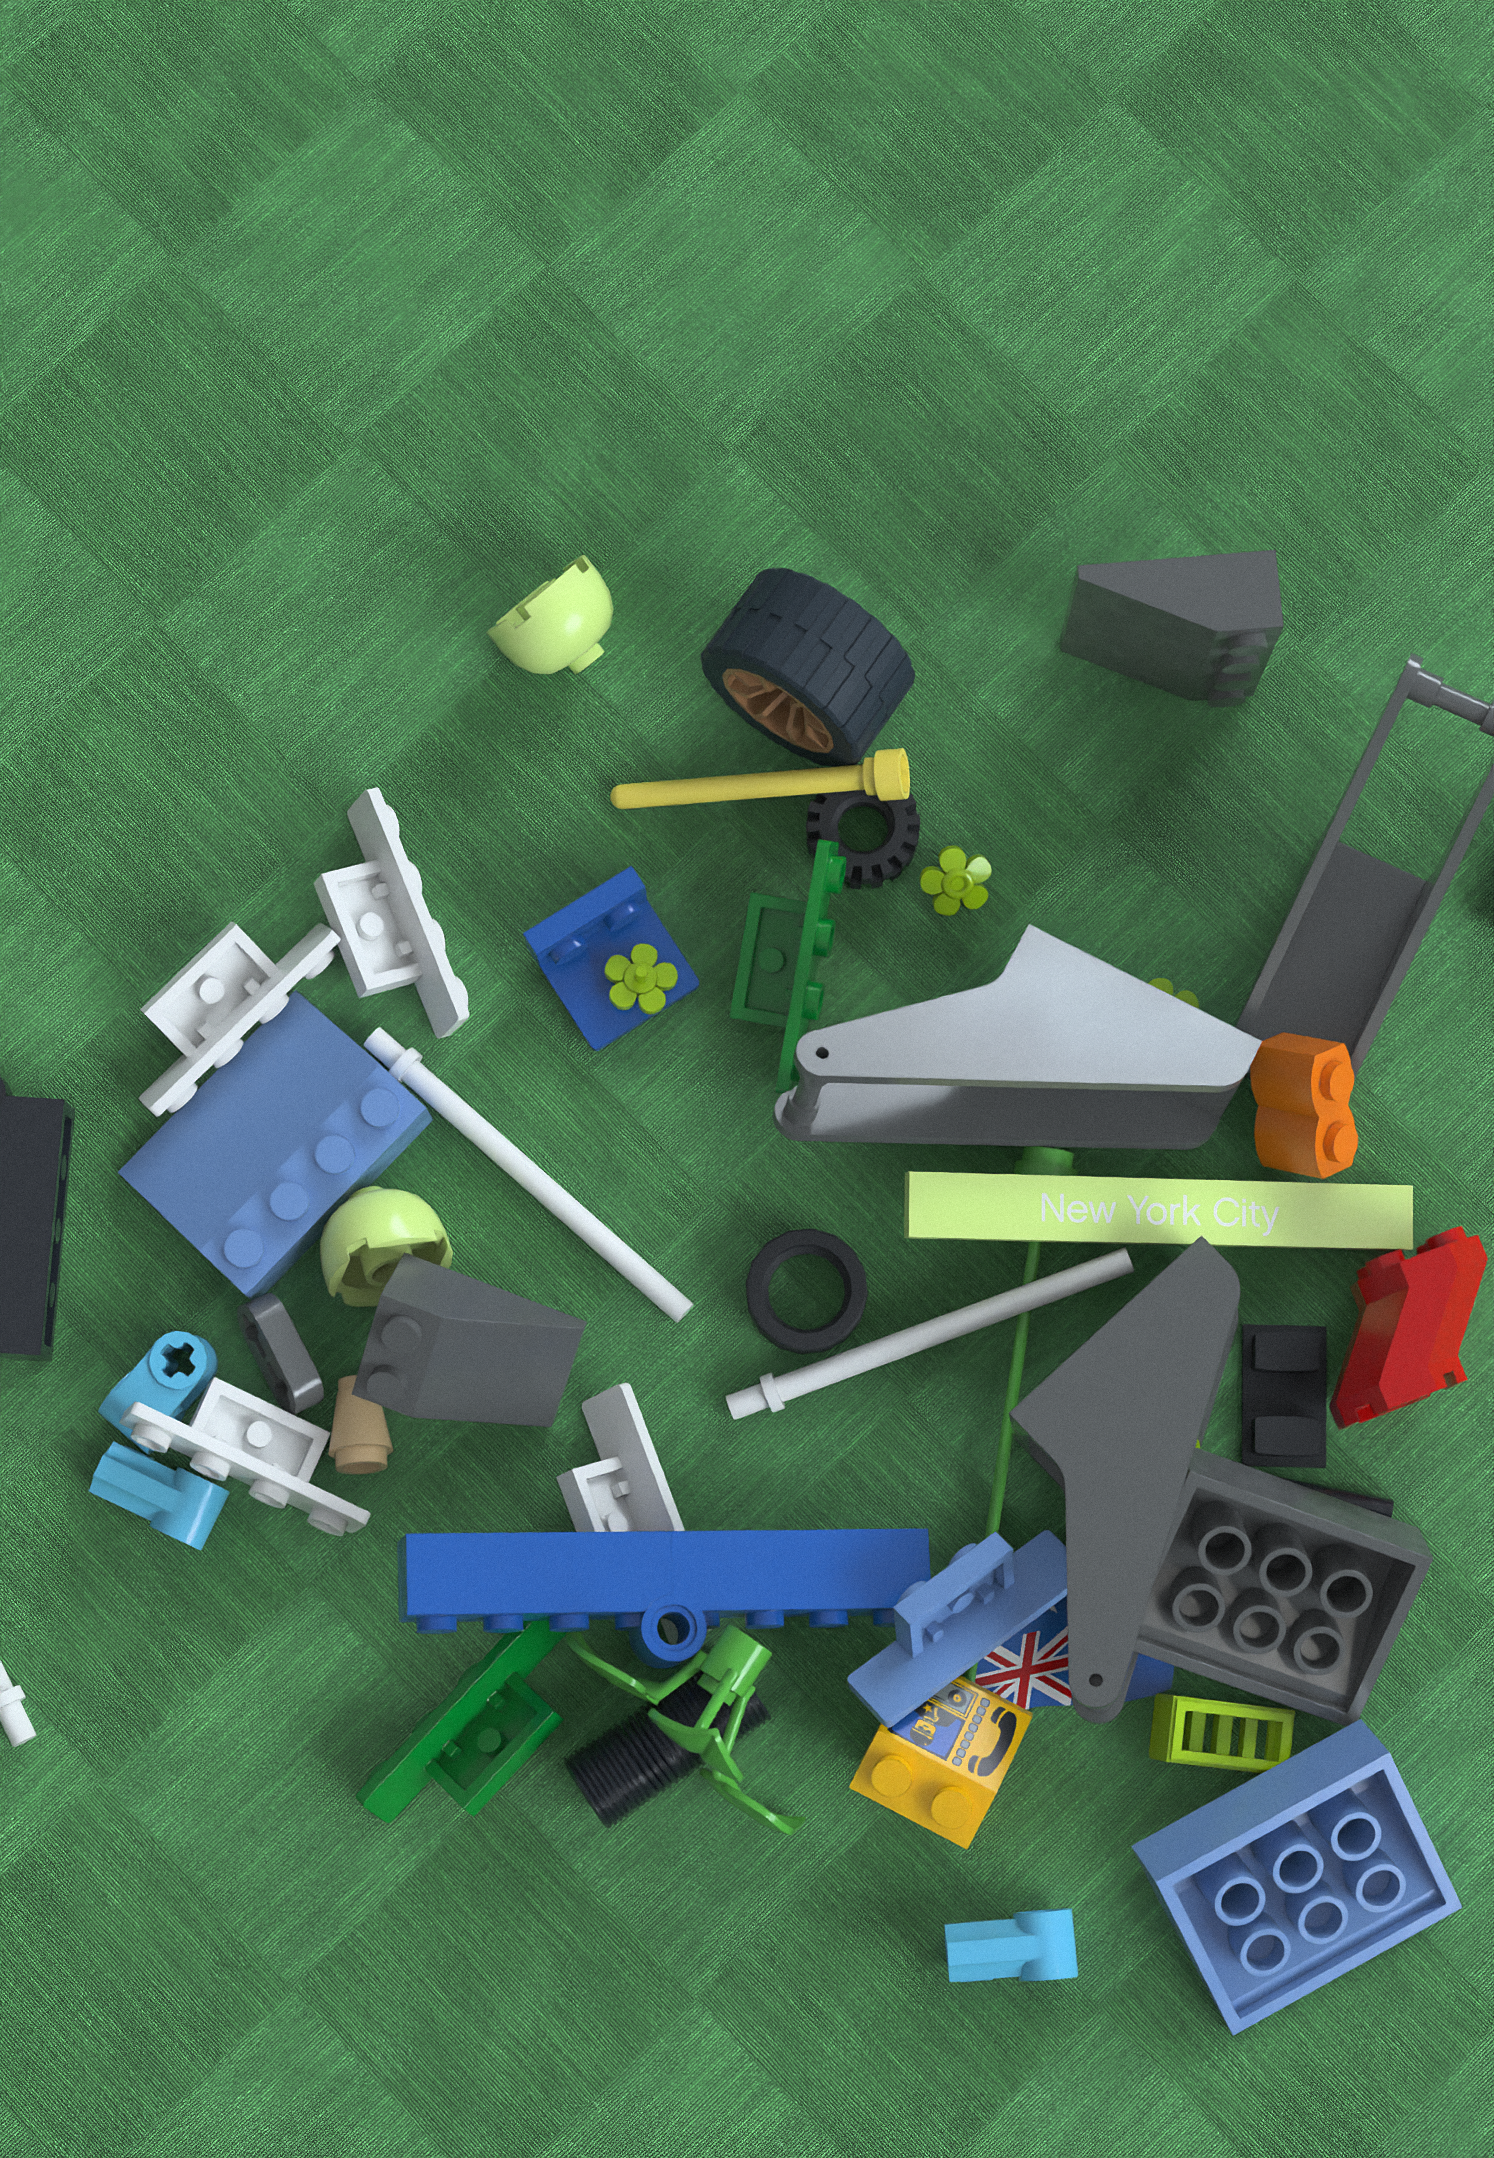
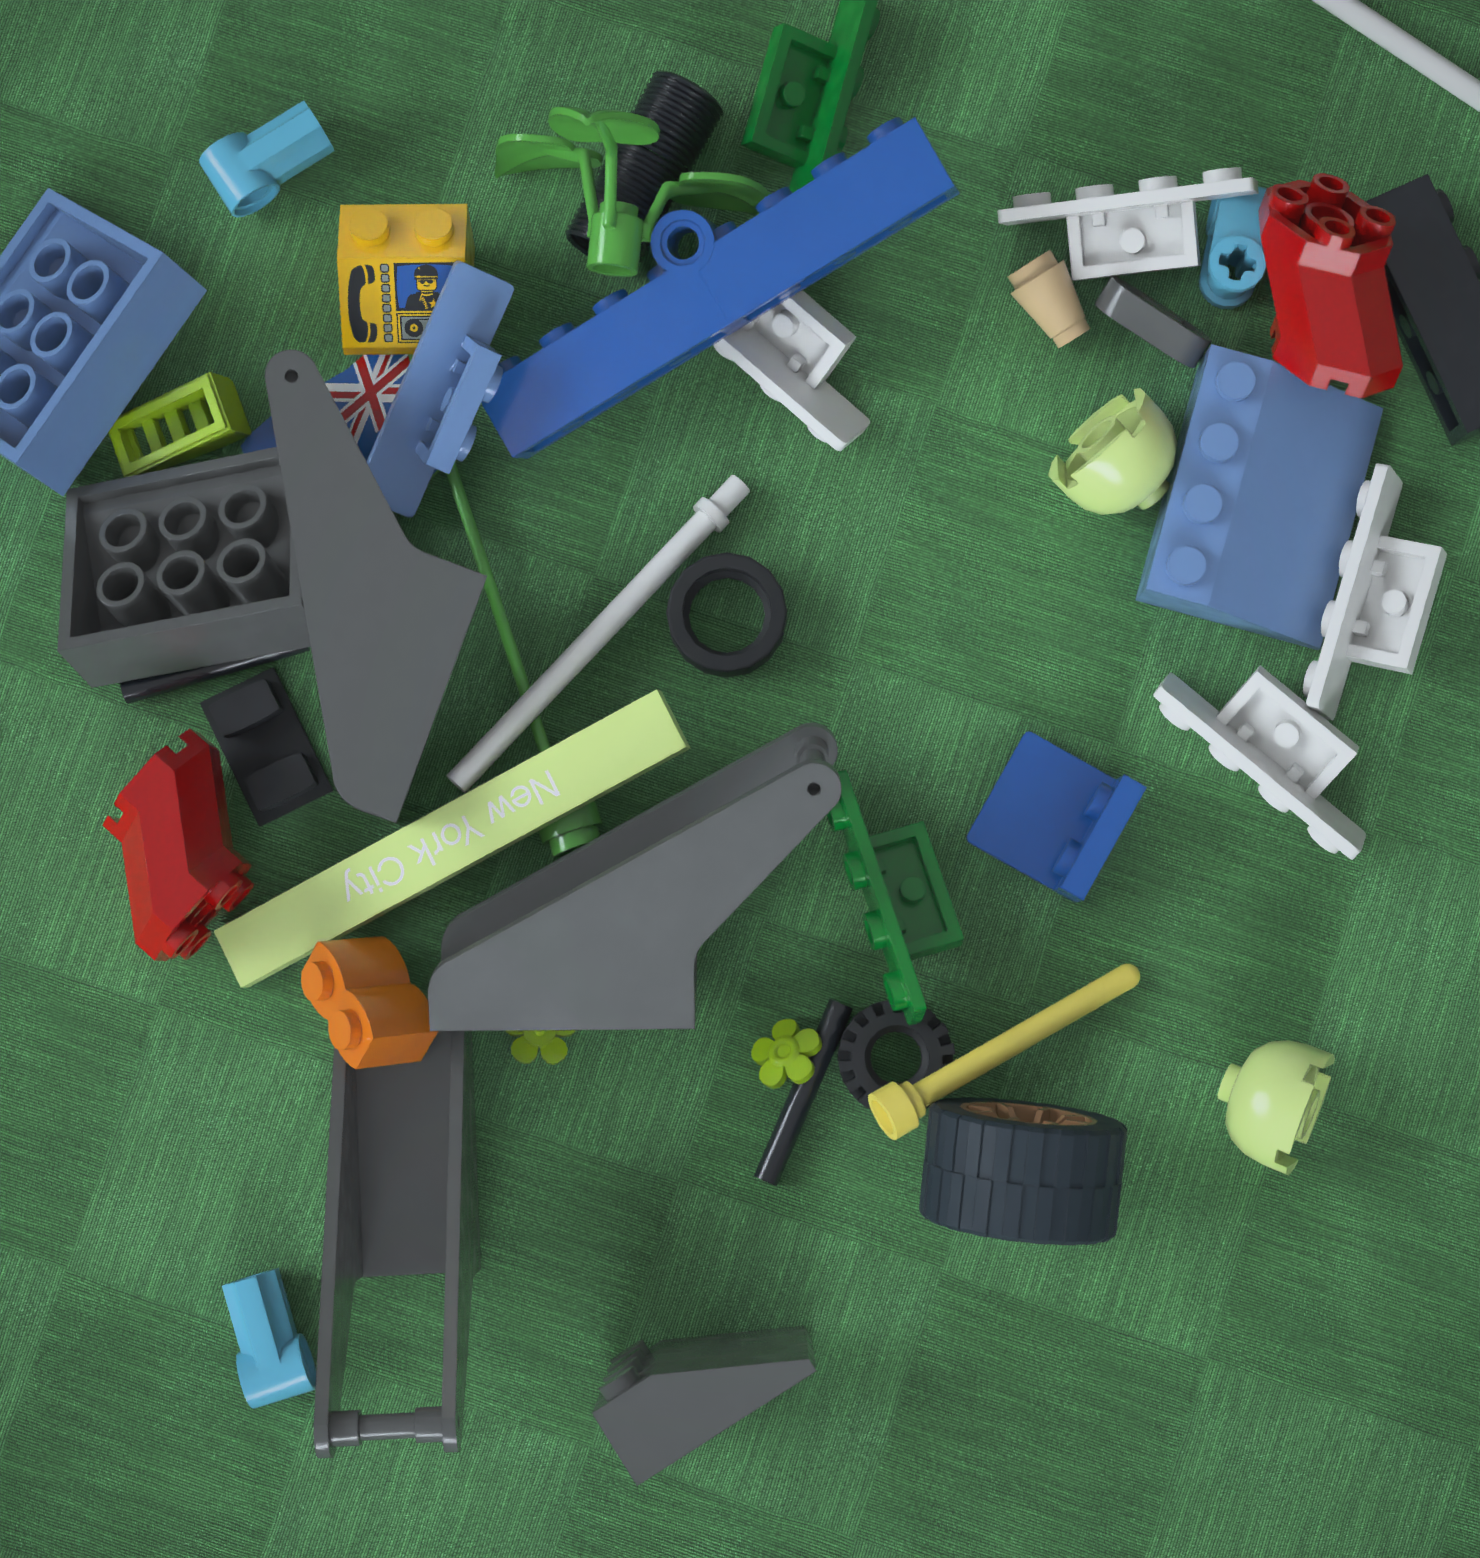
camera: 155 degrees right, 5 degrees up
(109, 1291) = (1330, 285): none -> red brick
(170, 1499) = (1169, 148): medium azure piece -> none
(406, 1067) = (1183, 630): white bar -> none
(465, 1350) = (997, 399): dark grey slope -> none
(640, 979) = (1020, 812): lime plant -> none
(965, 837) = (802, 1096): none -> black bar

